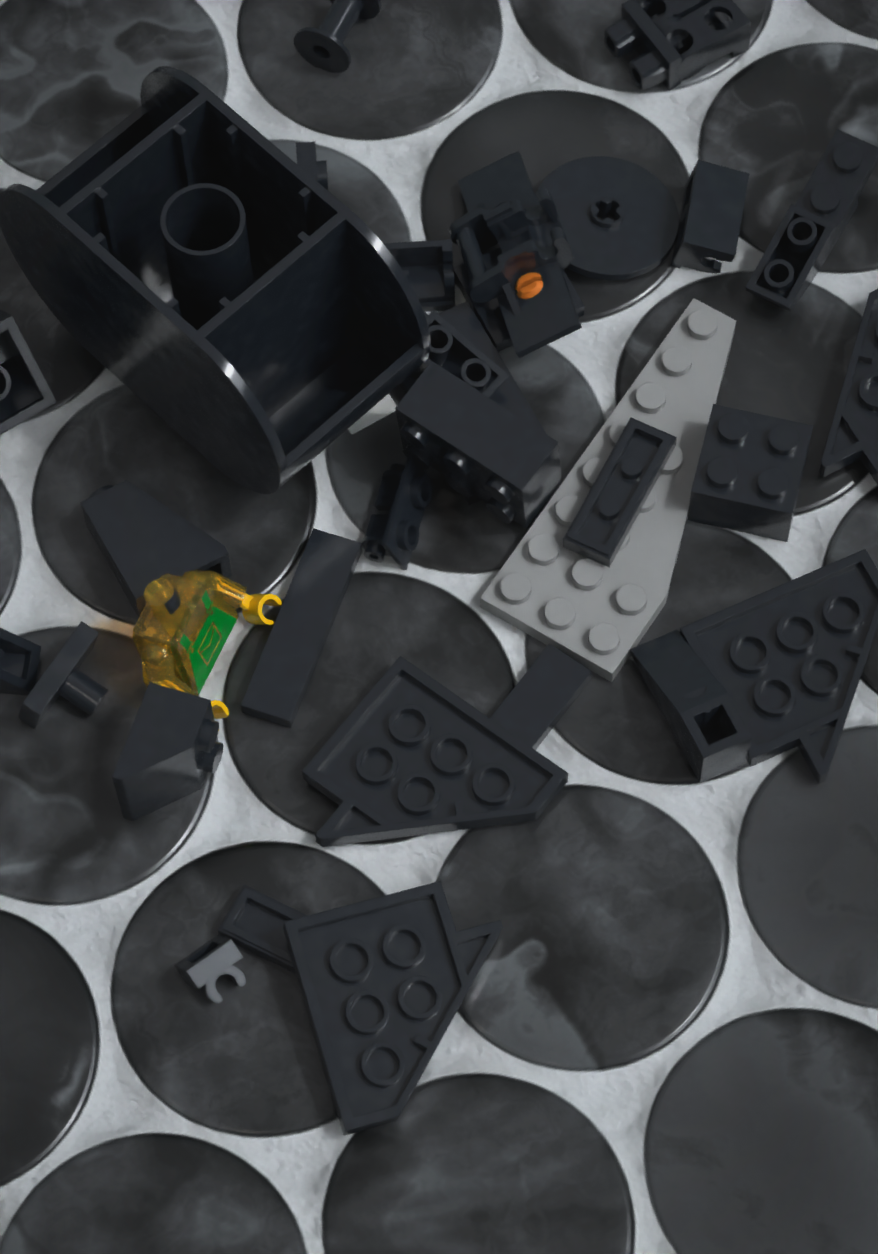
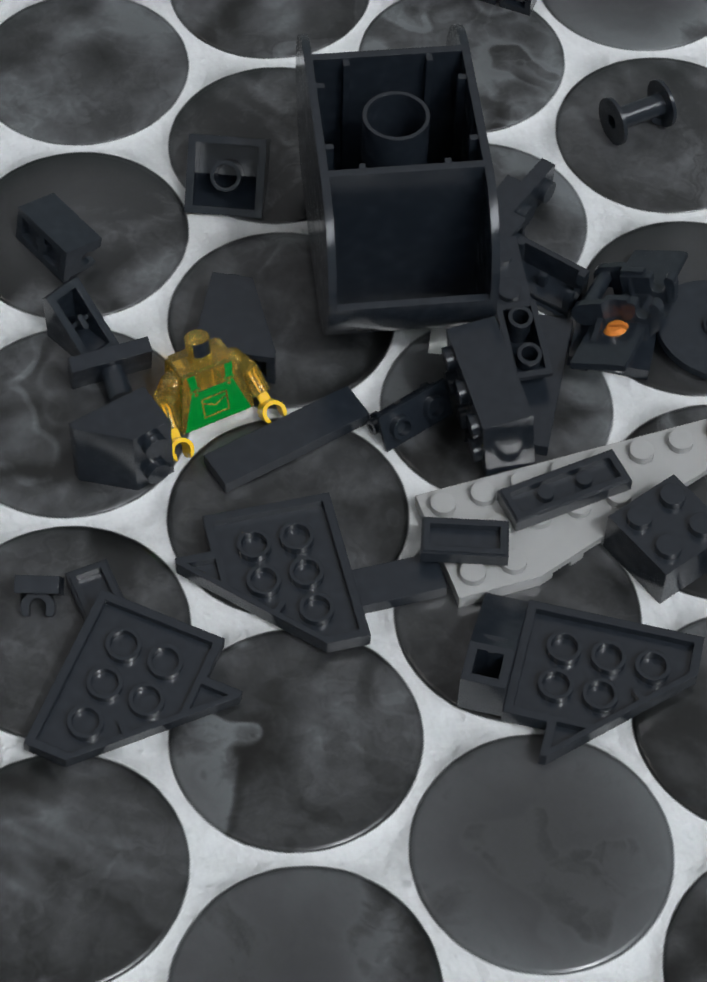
camera: 35 degrees right, 10 degrees down
(574, 613) = (464, 541): none -> black tile

